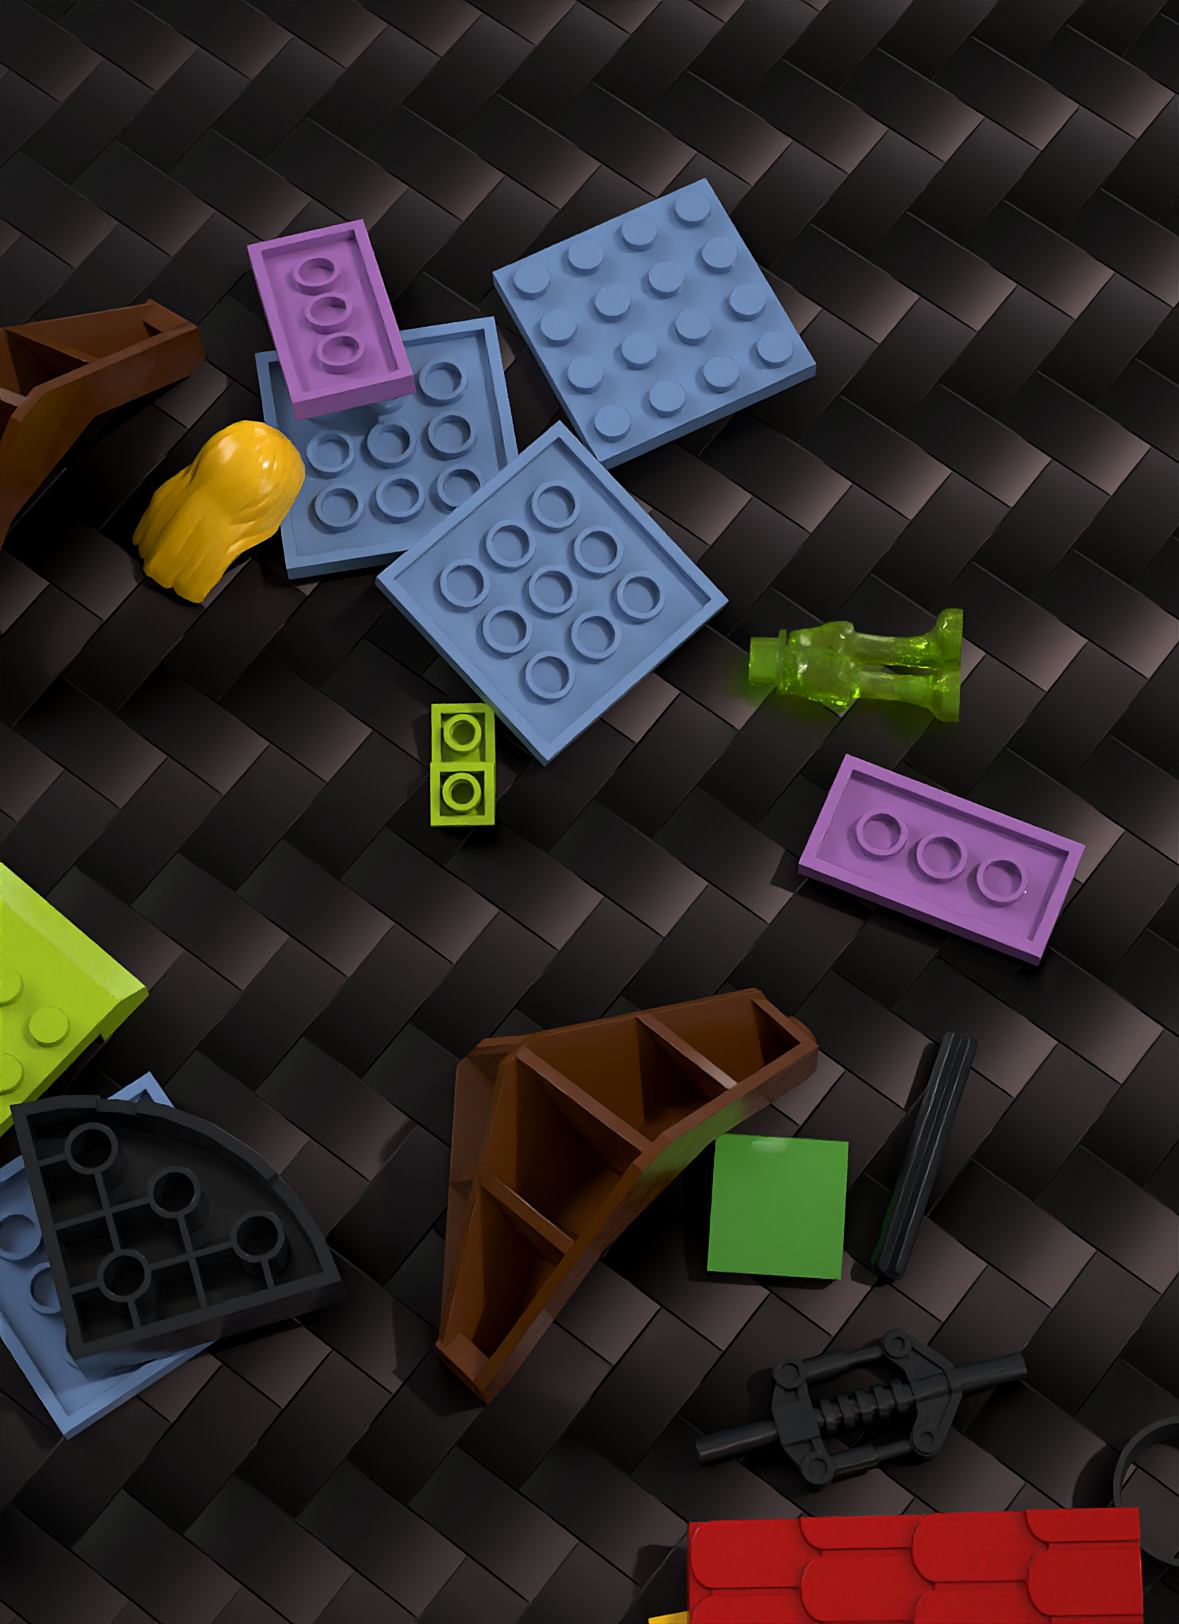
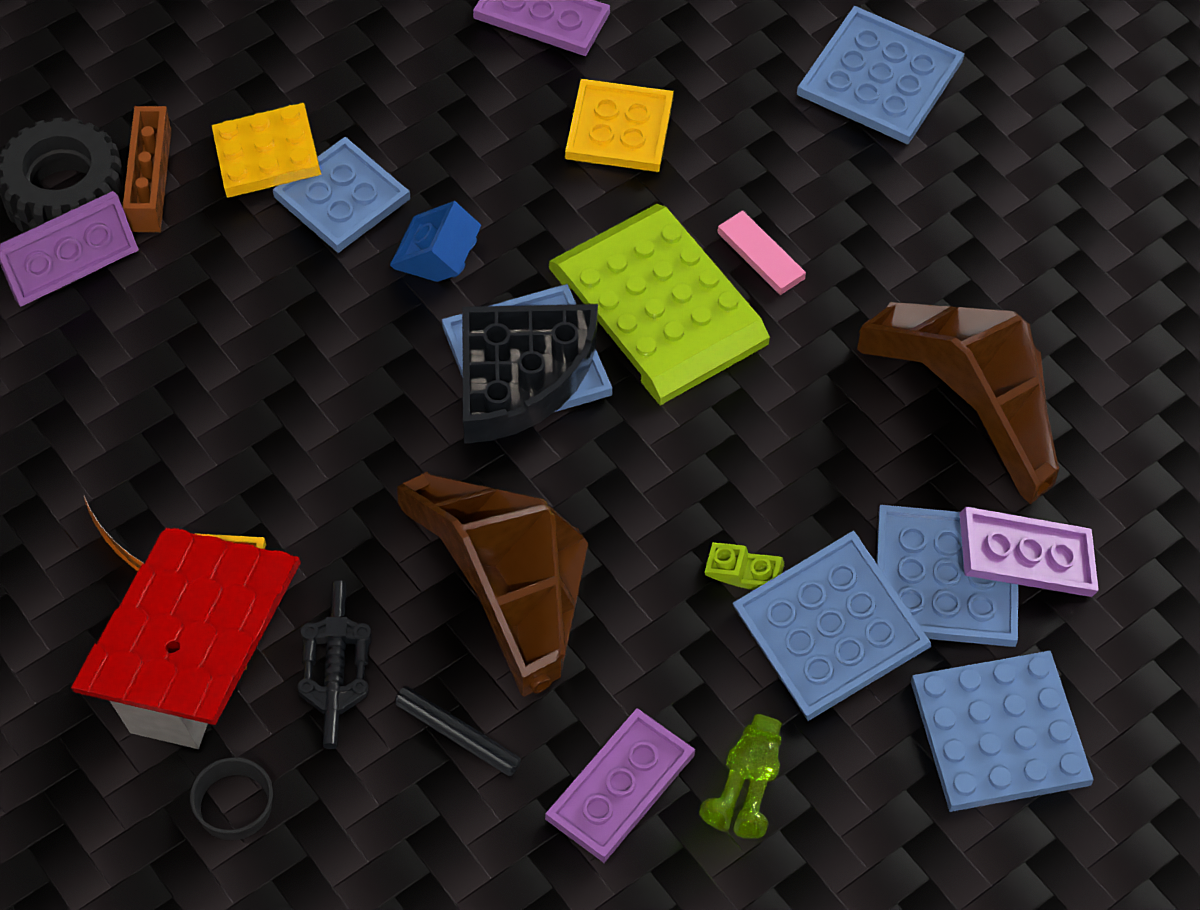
camera: 100 degrees right, 10 degrees down
(219, 507) = (925, 482): yellow hair -> none
(778, 1206) = (451, 652): bright green slope -> none

